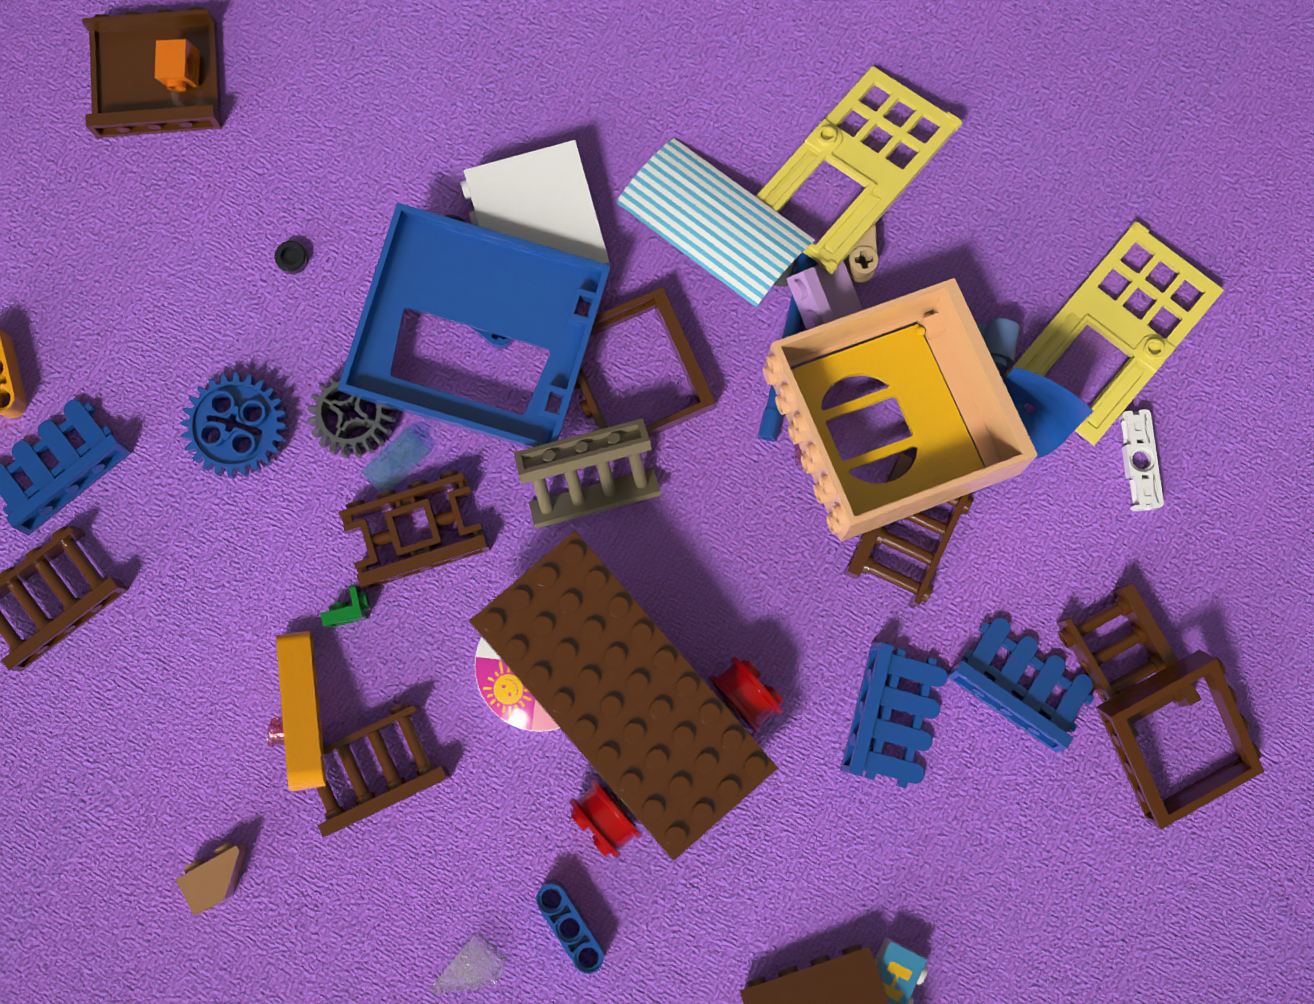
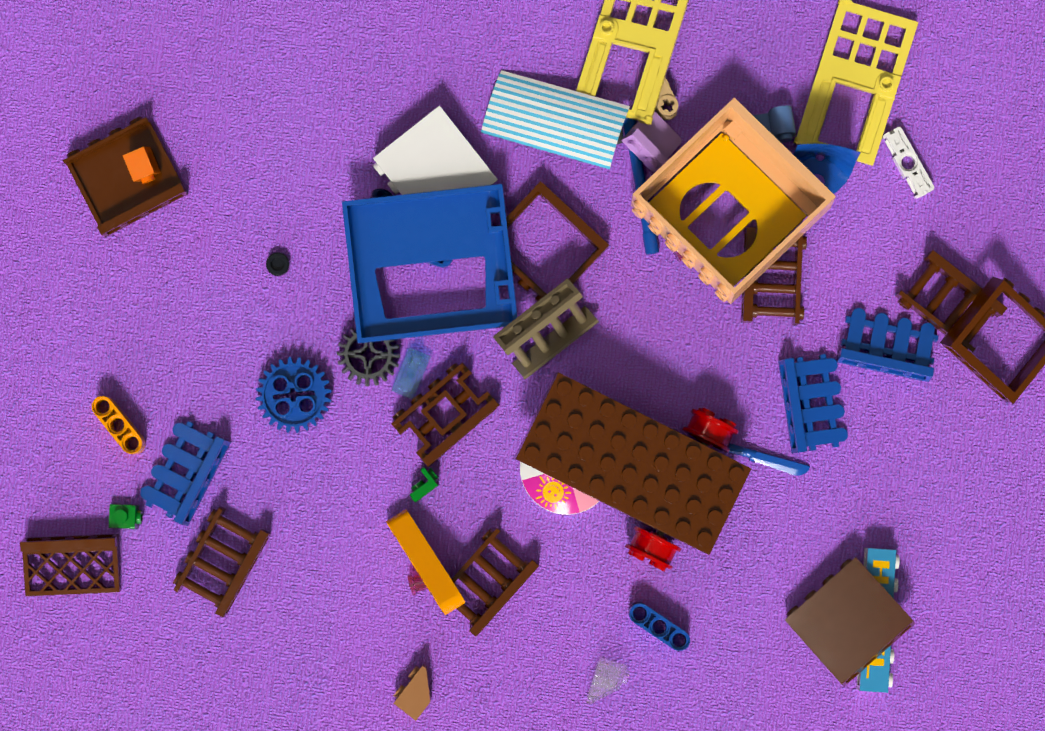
camera: 20 degrees left, 5 degrees up
(822, 780) = (769, 460): none -> blue piece

